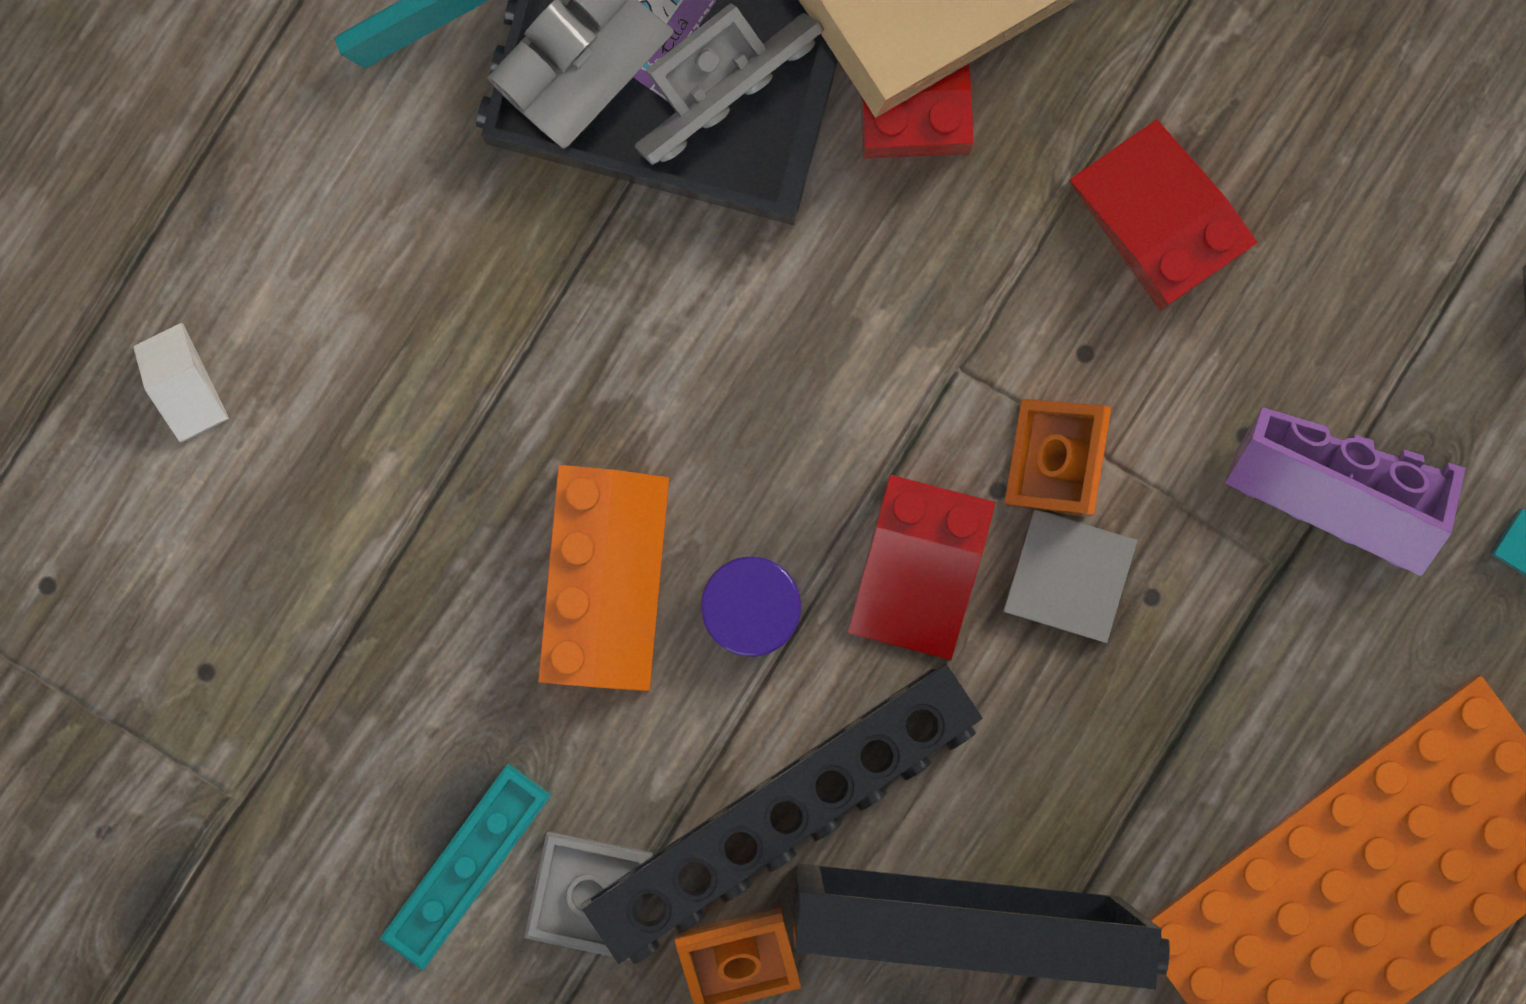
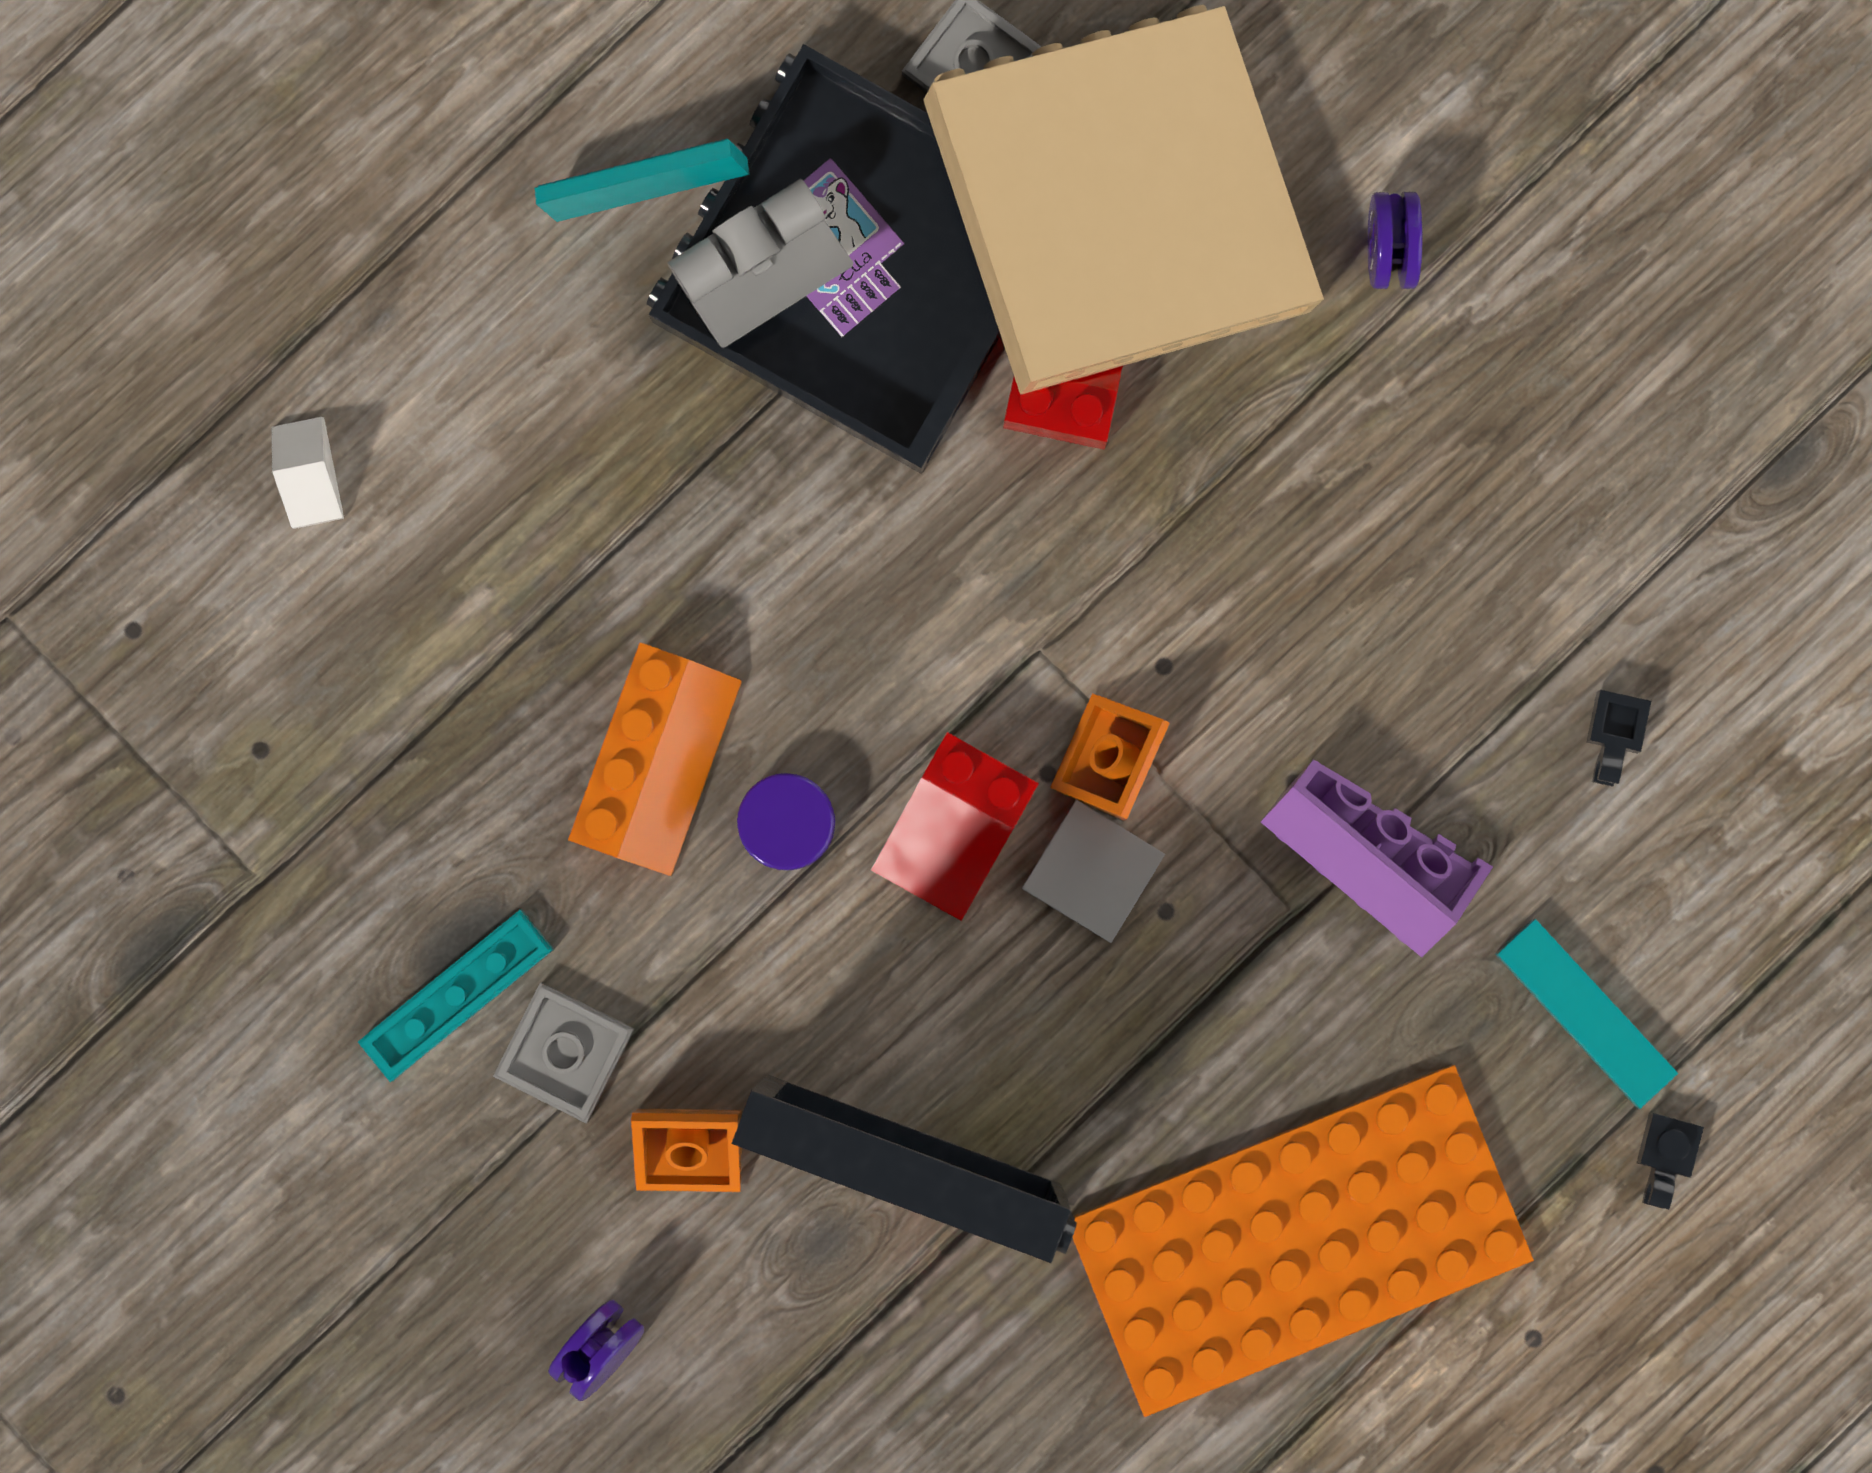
camera: 15 degrees right, 0 degrees up
(612, 907) = (581, 1070): black brick -> none
(714, 70) = (881, 311): light grey bracket -> none
(1162, 214) = (1269, 553): red slope -> none

